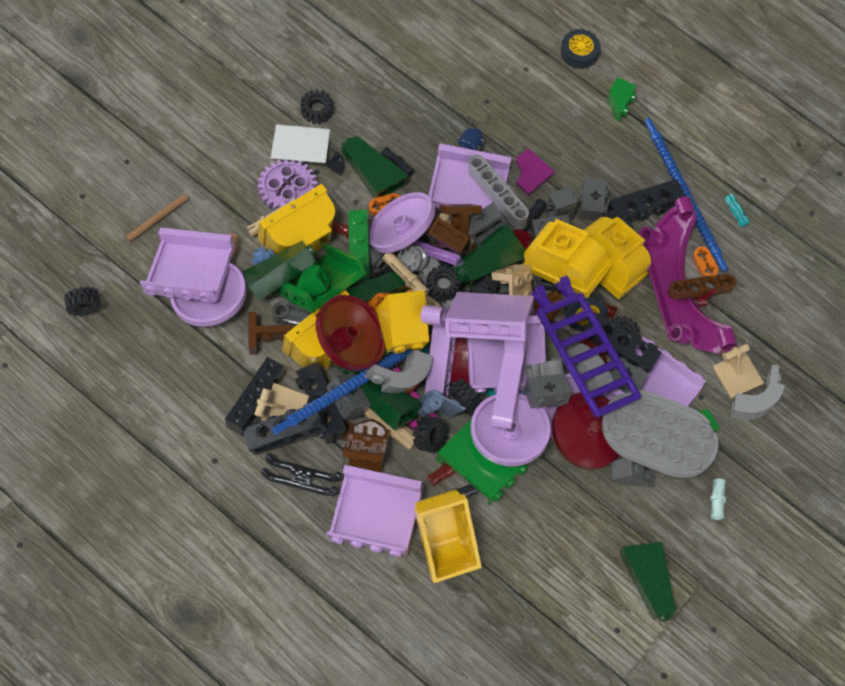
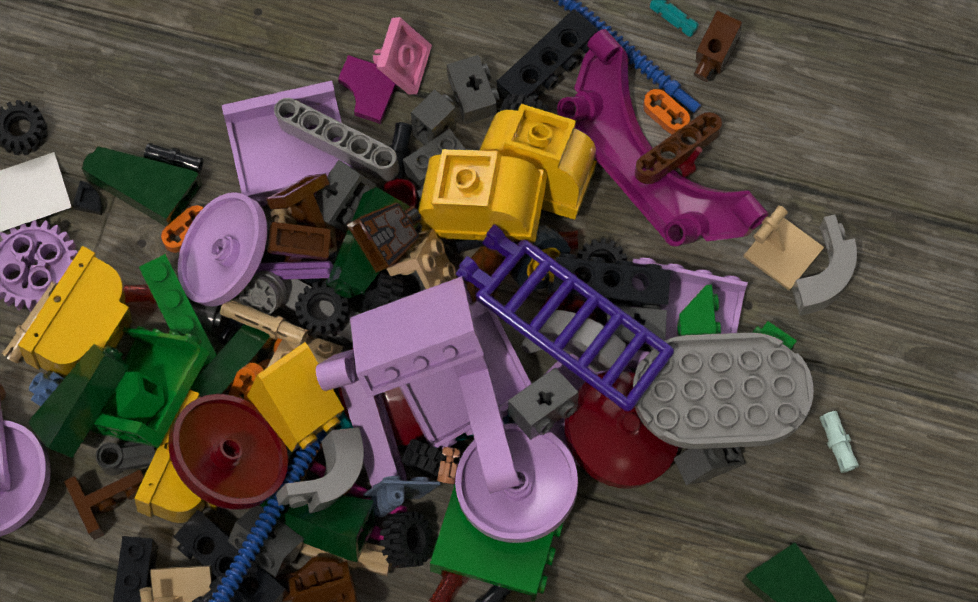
camera: 20 degrees left, 5 degrees up
(471, 139) = (263, 79): dark blue head -> none
(473, 403) = (448, 468): none -> nougat piece
(500, 252) = (386, 234): none -> torso
(544, 368) = (523, 373): light grey leg -> none
(561, 162) = (403, 56): none -> bright pink tile
(667, 385) = (699, 314): none -> green slope
(754, 237) = (721, 39): none -> reddish brown torso

